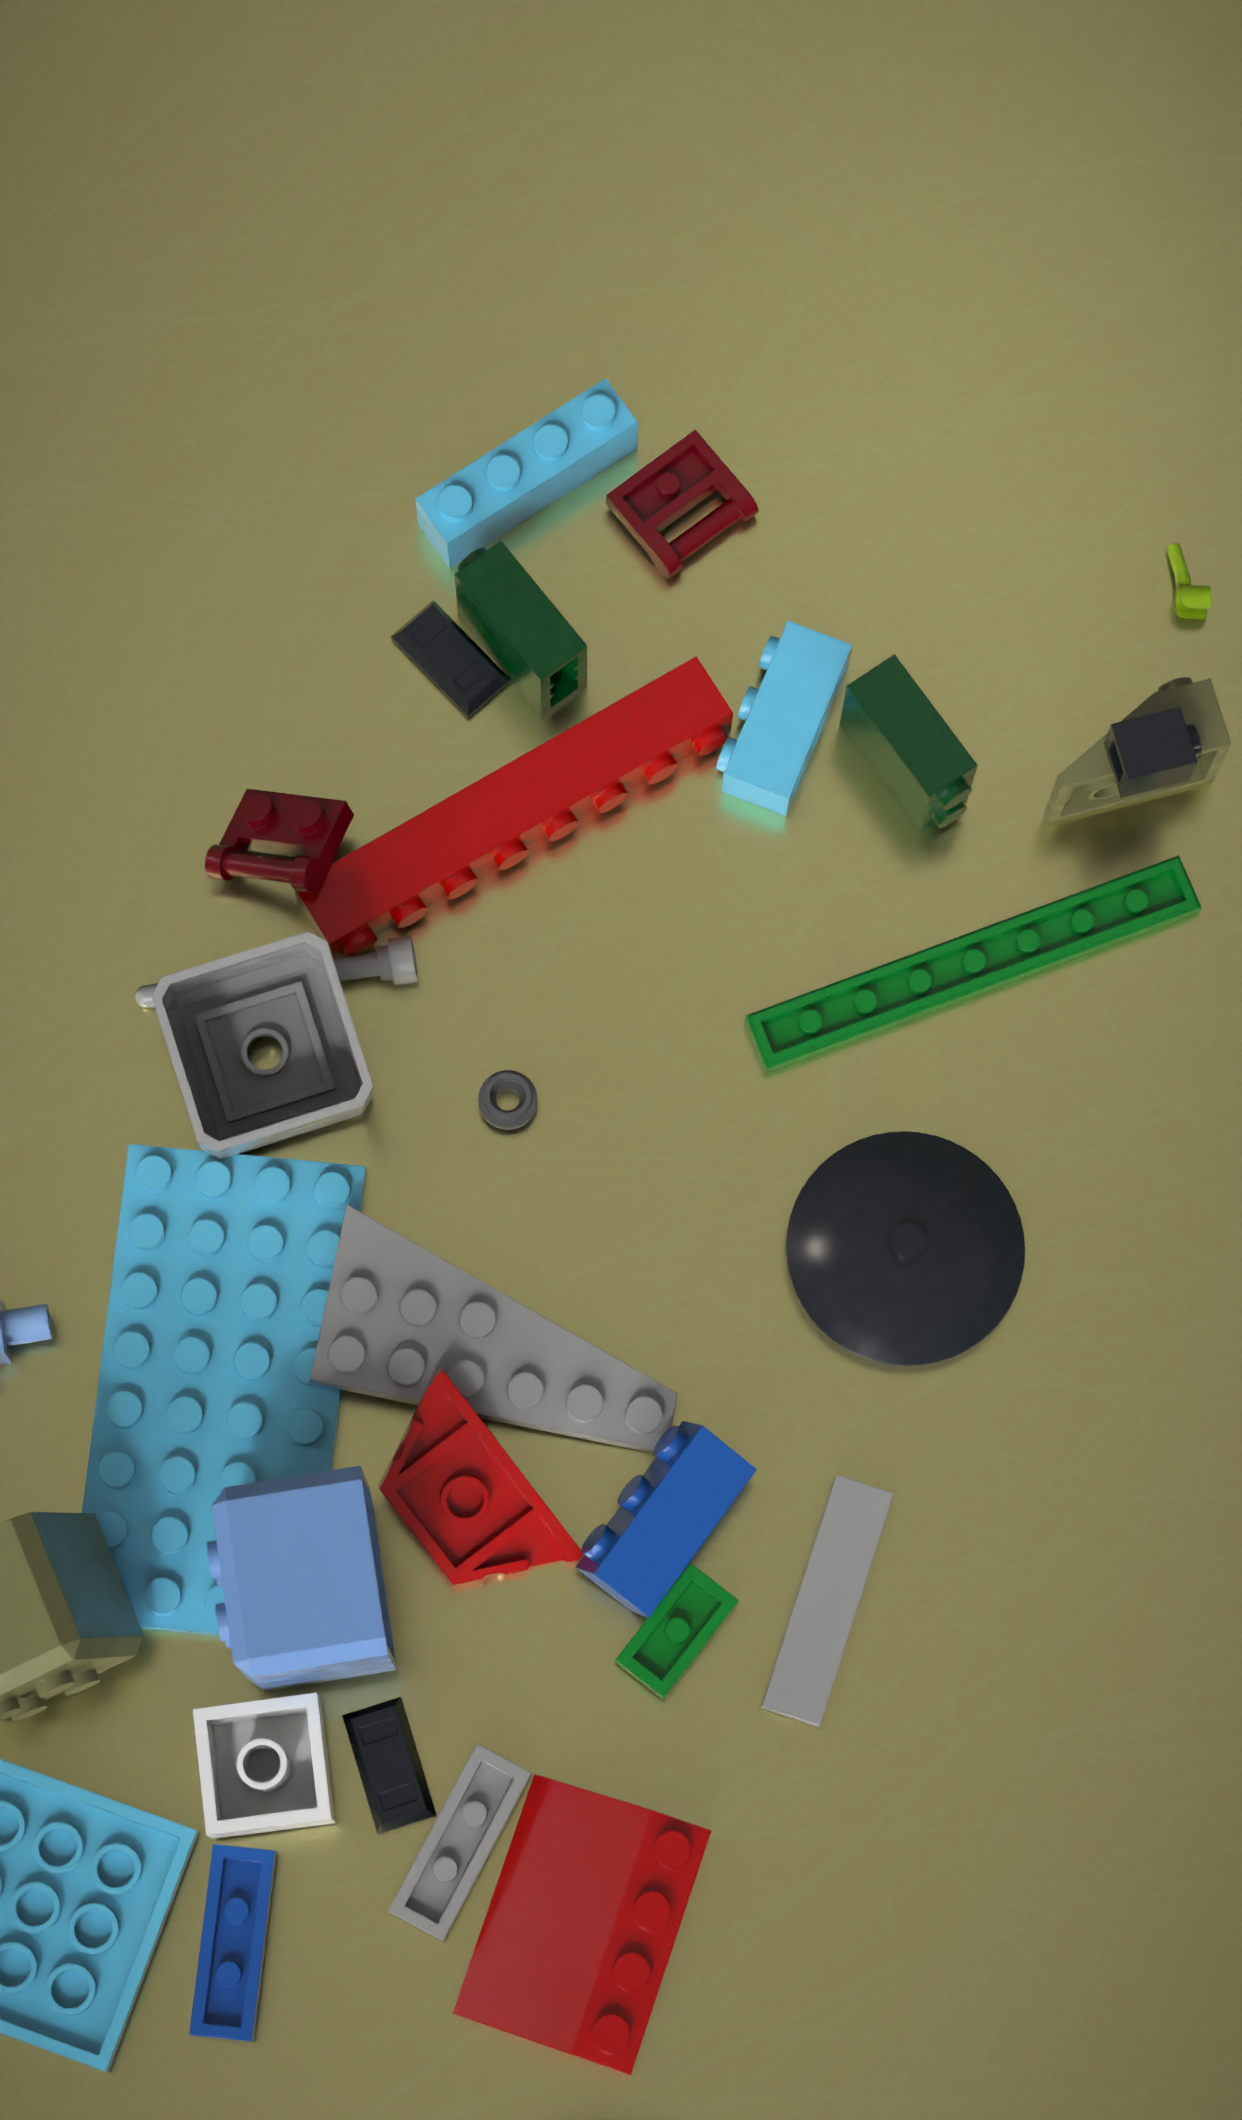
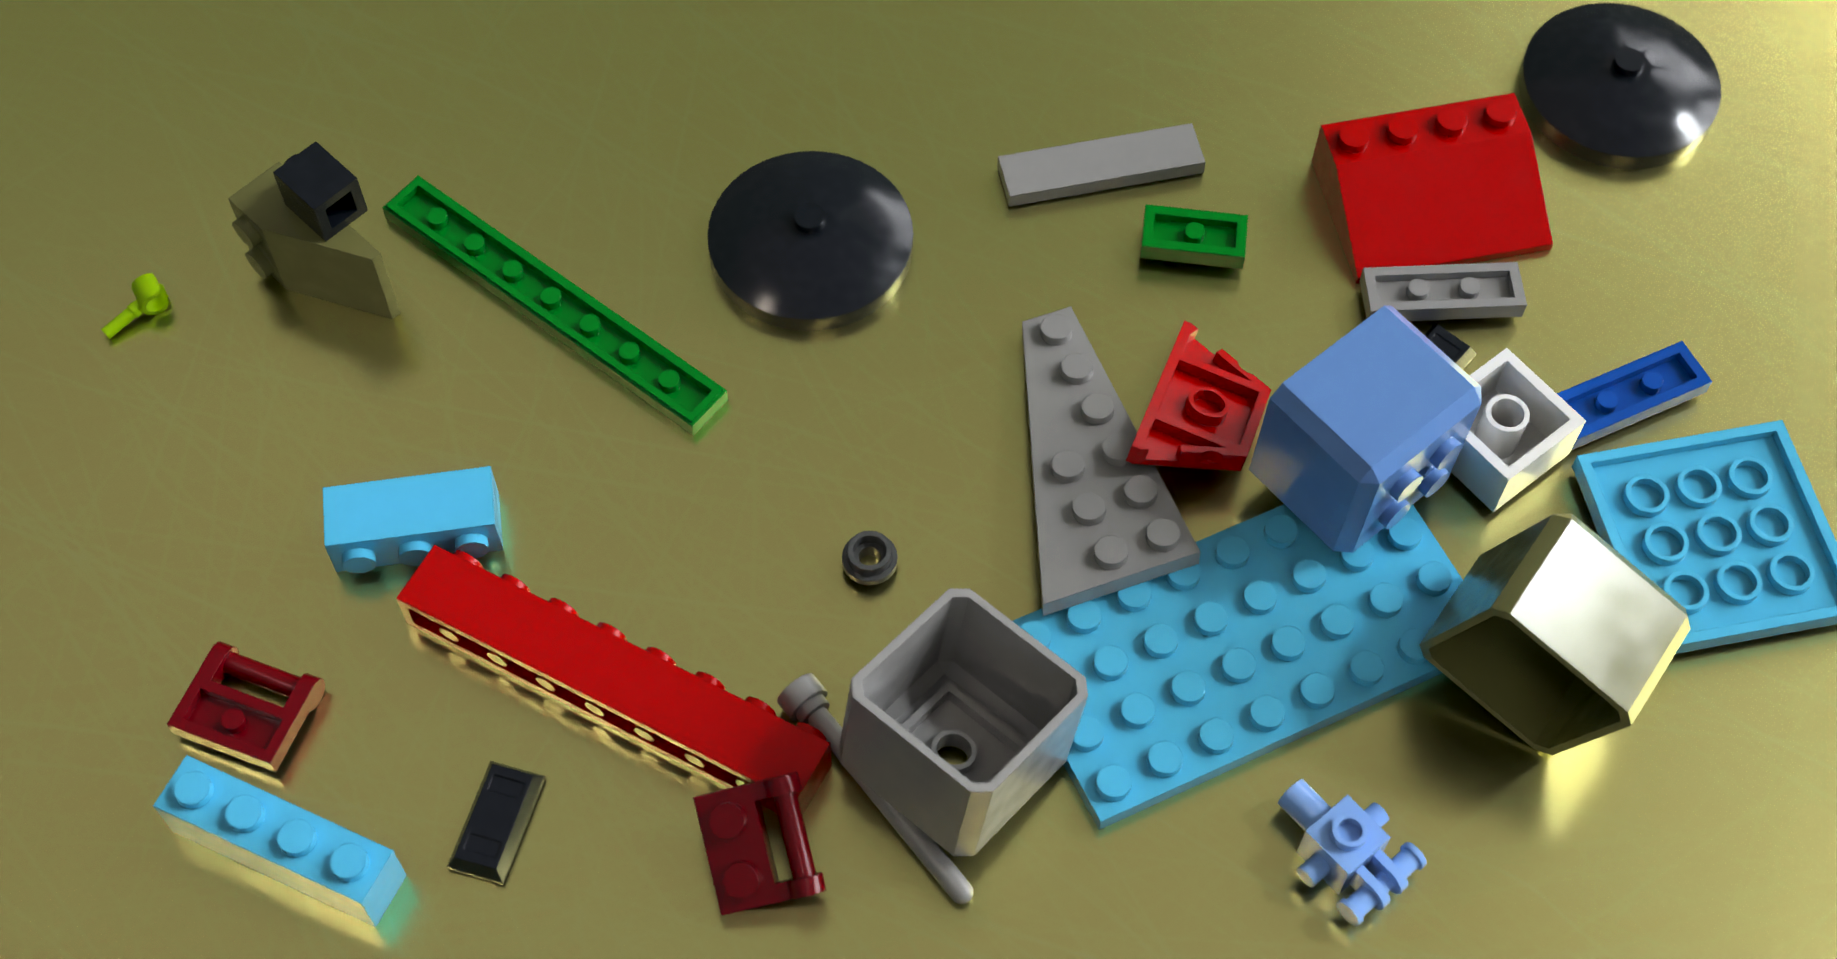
camera: 120 degrees left, 15 degrees down
(520, 628) = (444, 749): dark green brick -> none
(664, 1517) = (1123, 273): blue brick -> none
(908, 745) = (392, 403): dark green brick -> none

